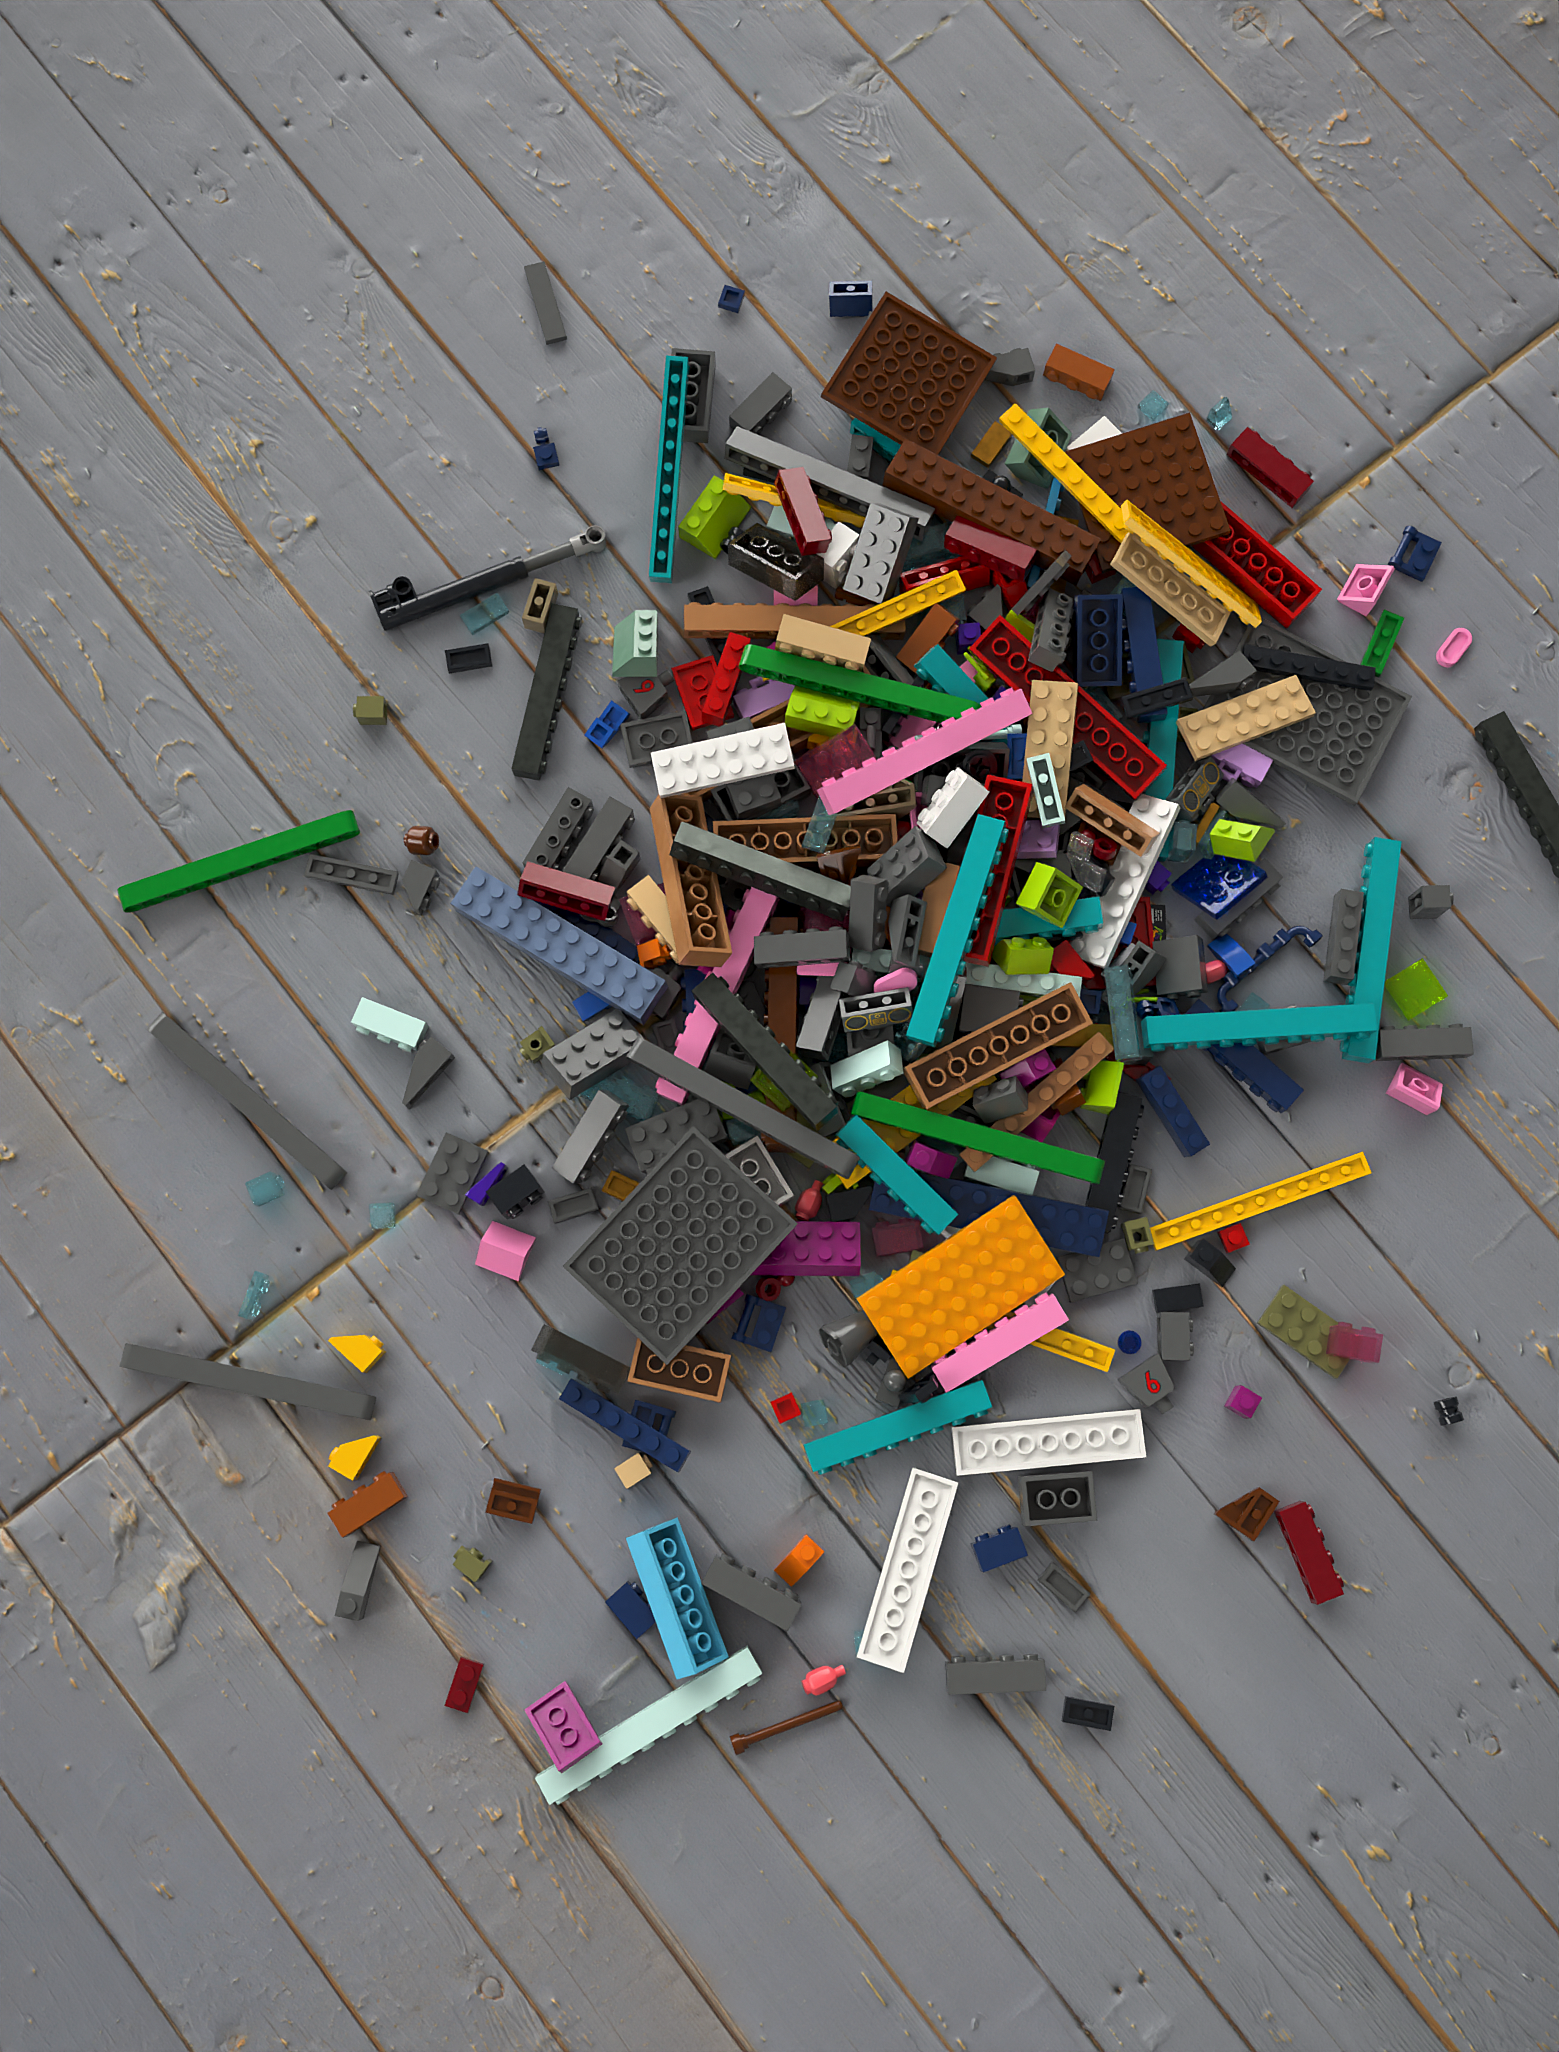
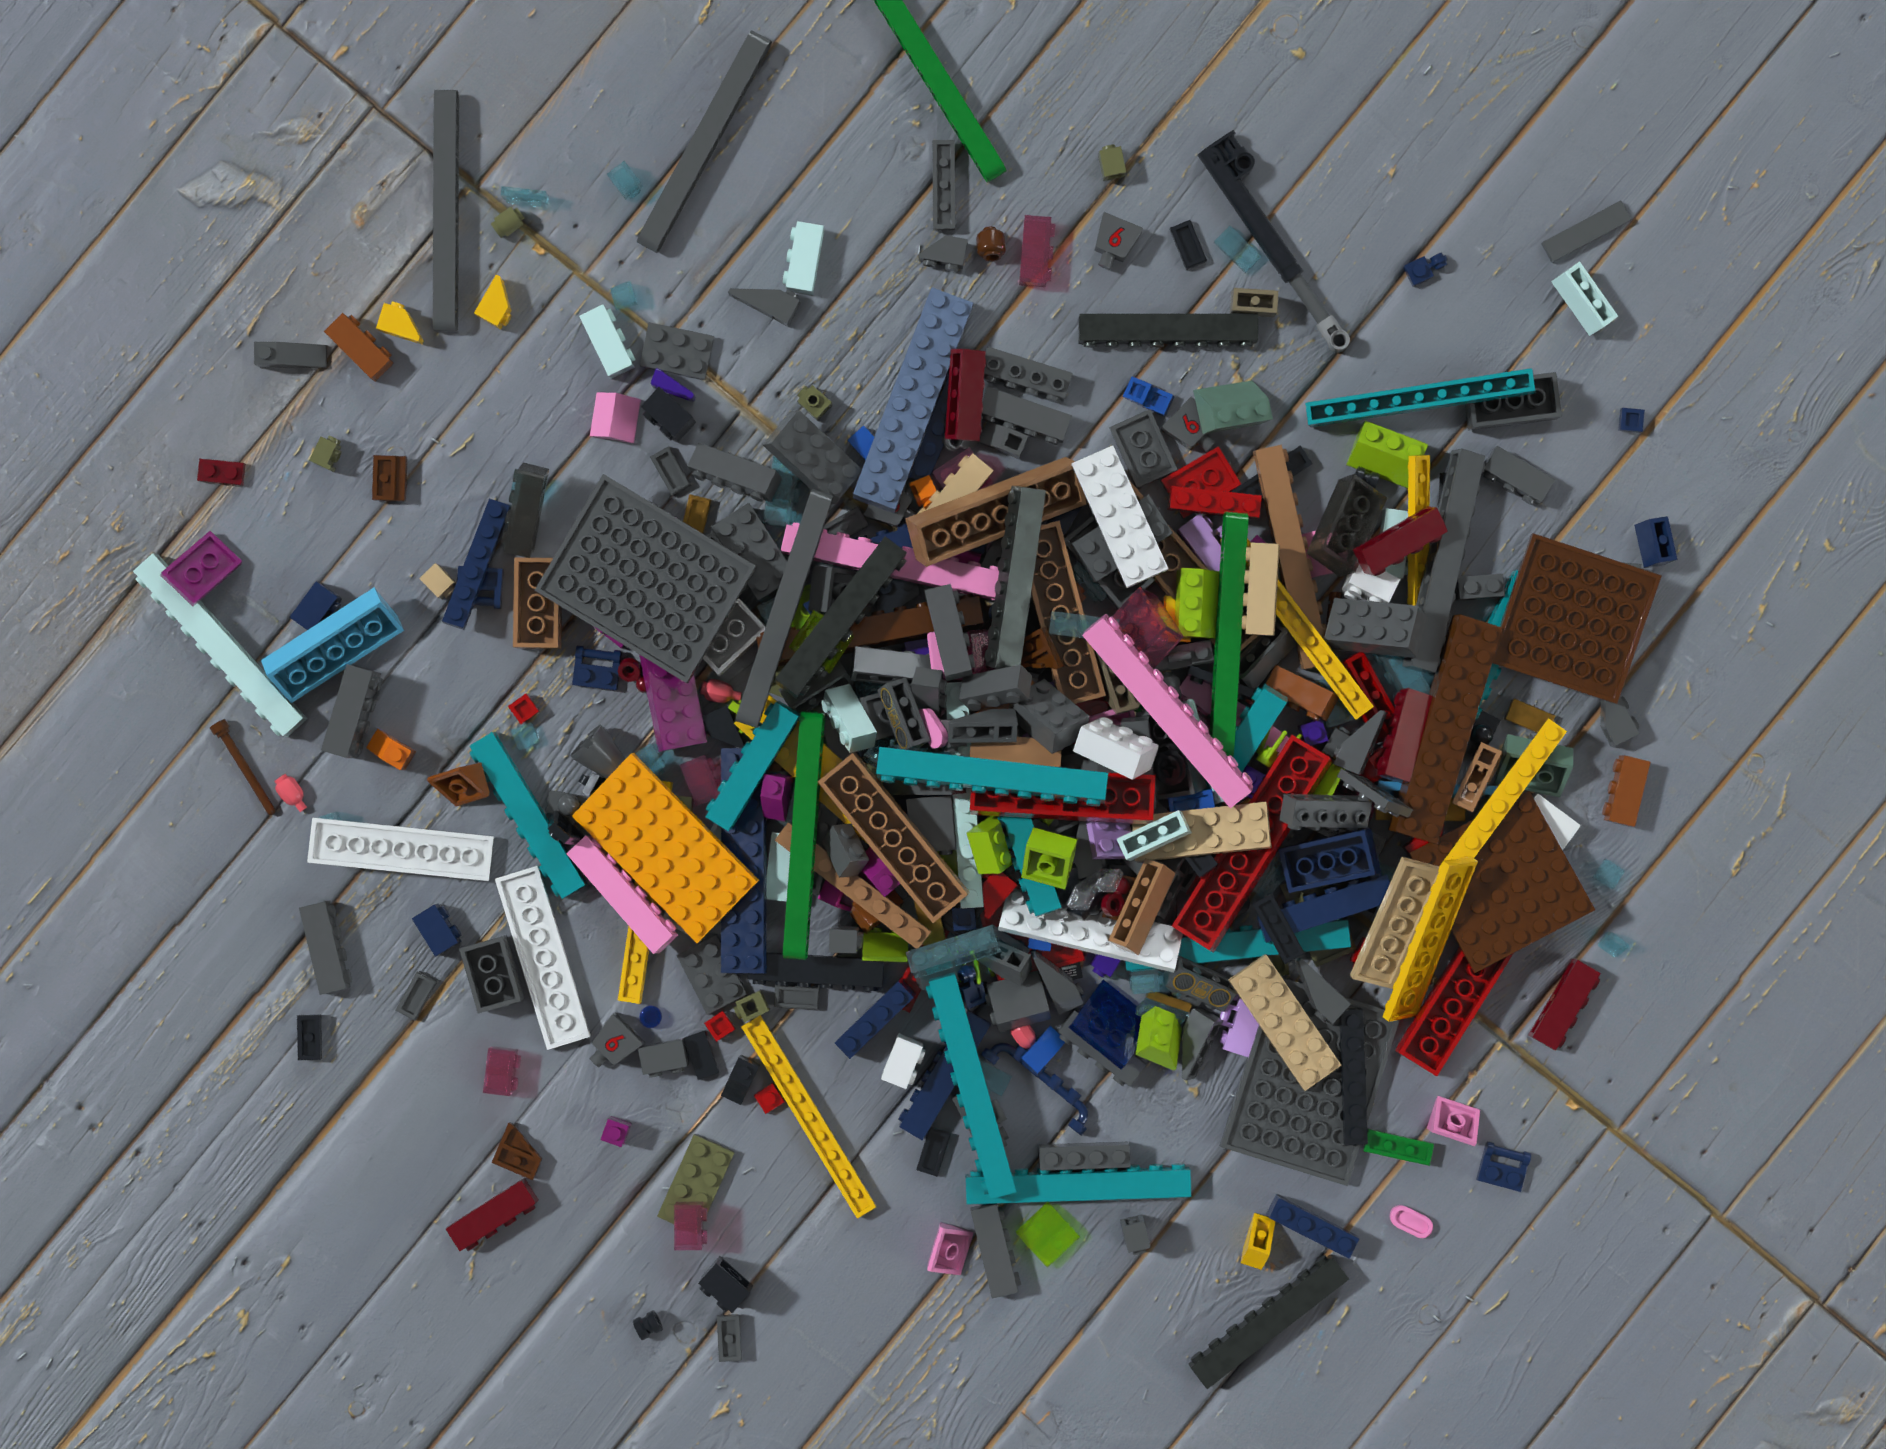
camera: 85 degrees right, 10 degrees up
(276, 1318) = (508, 222): none -> olive brick
(425, 1240) = (608, 341): none -> light aqua brick
(439, 799) = (1036, 251): none -> clear pink brick
(446, 722) = (1115, 239): none -> dark grey torso
(608, 313) = (1584, 298): none -> light aqua brick
(852, 1488) = (461, 784): none -> dark orange slope
(993, 593) = (1358, 747): none -> dark grey slope
(1041, 493) = (1478, 777): none -> medium nougat slope
(1090, 1119) = (845, 939): none -> dark grey brick
(1151, 1272) = (719, 1025): none -> red plate
(1160, 1511) = (501, 1071): none -> clear pink brick
(1175, 923) = (1059, 984): none -> dark grey slope
(1221, 1092) = (902, 1061): none -> white brick
(1315, 1084) = (933, 1151): none -> black tile
(1421, 1319) = (725, 1285): none -> black brick
(1446, 736) = (1312, 1226): none -> dark blue brick
(1453, 790) = (1258, 1241): none -> yellow slope
(1473, 1329) = (729, 1338): none -> dark grey plate

